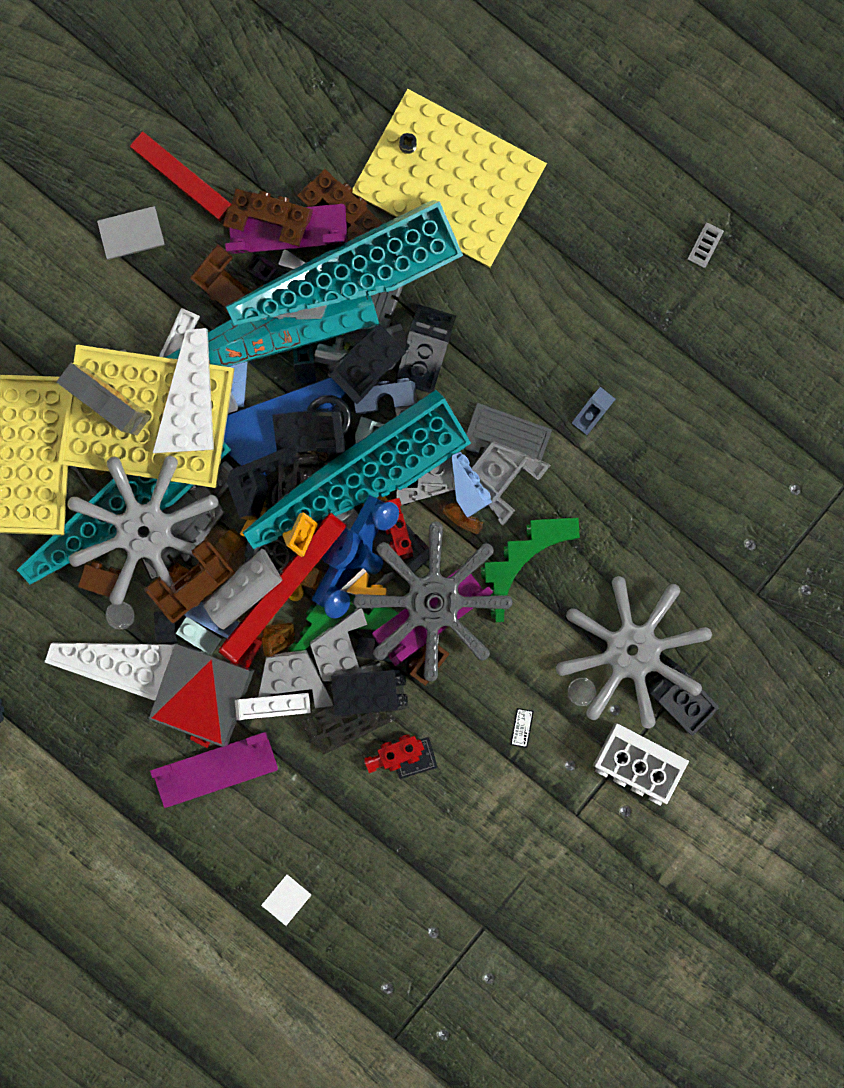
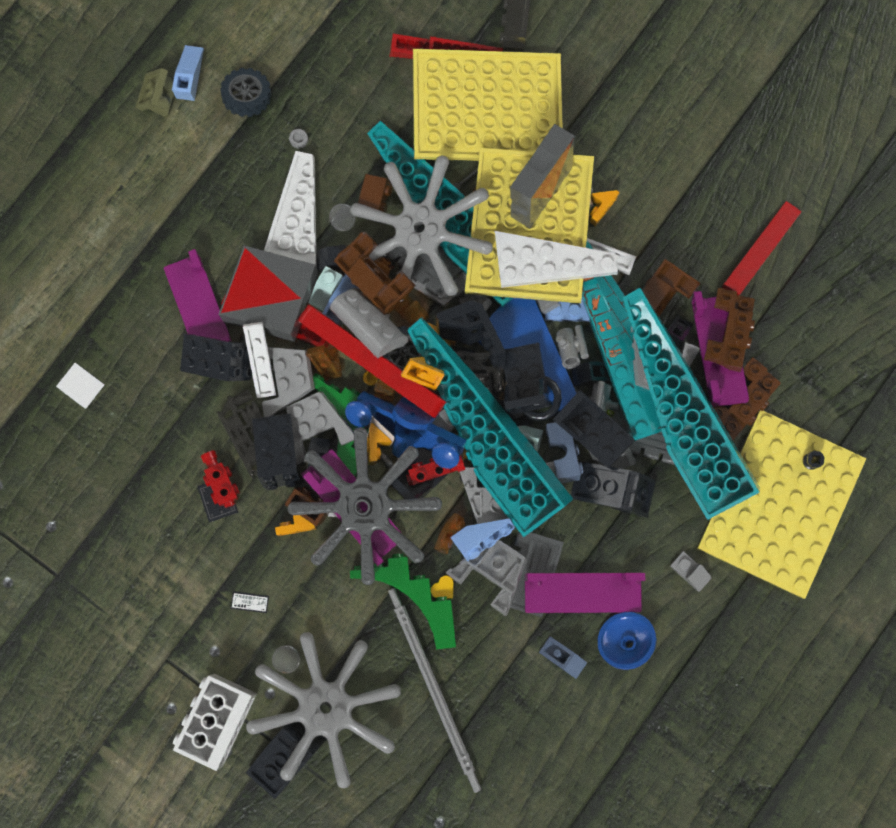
camera: 90 degrees right, 5 degrees down
(29, 659) = (298, 138): none -> light grey tile
(120, 336) = (604, 201): none -> light orange slope
(131, 233) = (703, 206): light grey tile -> none
(267, 753) = (215, 358): none -> black bracket
(275, 381) = (570, 346): none -> light grey pin
(446, 671) = (300, 525): none -> light orange slope
(514, 275) = (691, 571): none -> light grey slope
(517, 527) = (443, 587): none -> yellow tile
(529, 386) = (583, 592): none -> magenta bracket
(570, 351) = (619, 632): none -> blue dish
(619, 542) = (434, 689): none -> light grey axle
(707, 227) = (752, 771): light grey slope -> none

